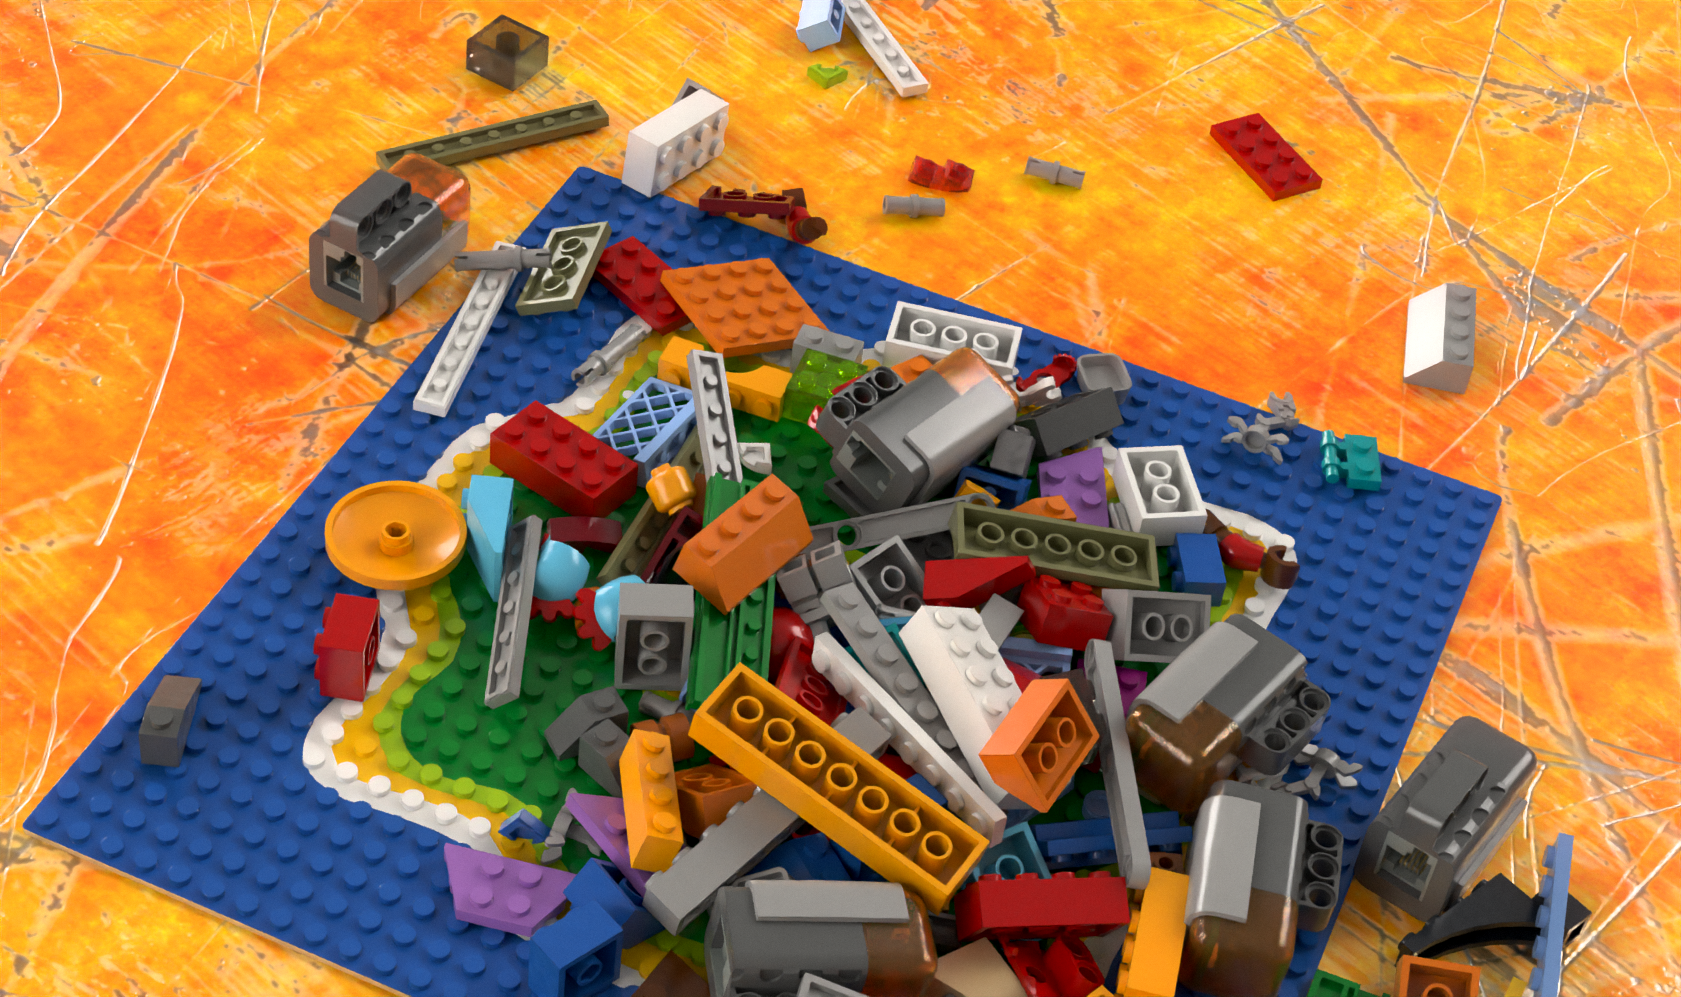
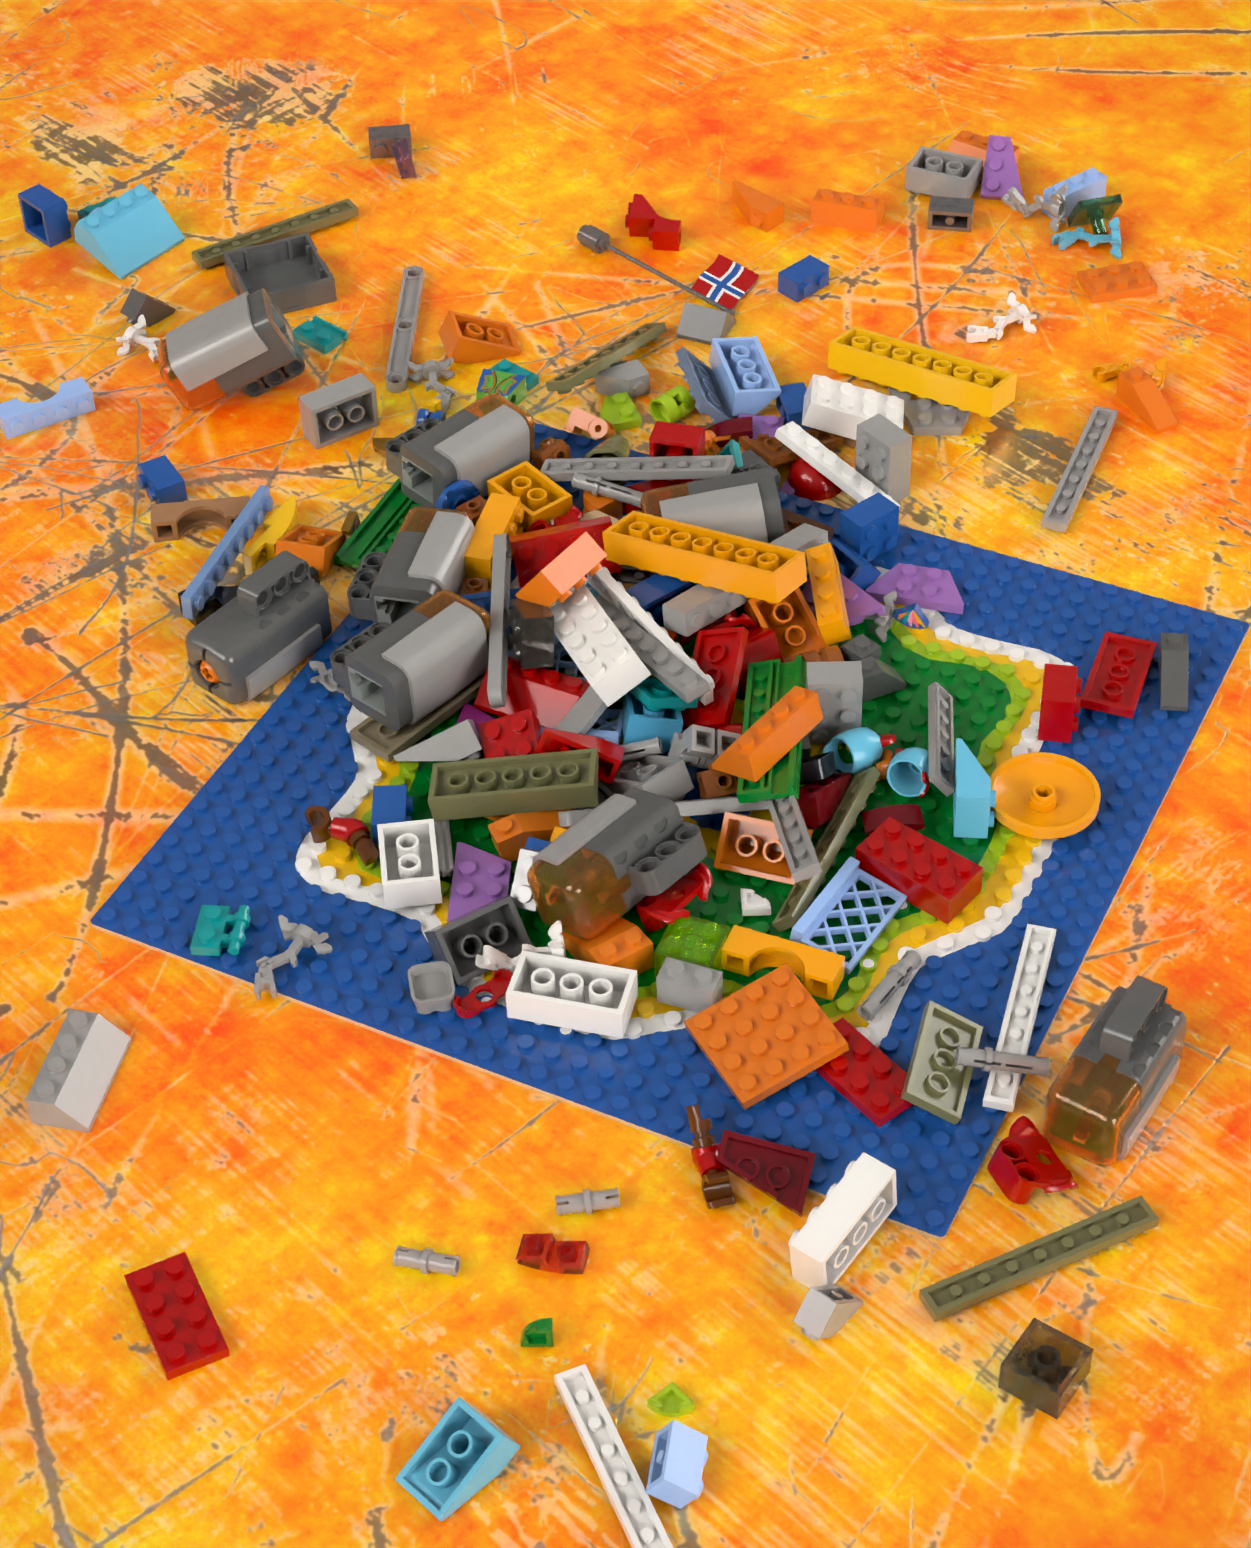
camera: 170 degrees left, 0 degrees up
(246, 720) = (1118, 675): none -> red plate
(500, 196) = (1020, 1171): none -> red piece
(670, 489) = (827, 817): light orange head -> none
(945, 116) = (538, 1334): none -> green tile
(995, 43) = (456, 1459): none -> medium azure slope

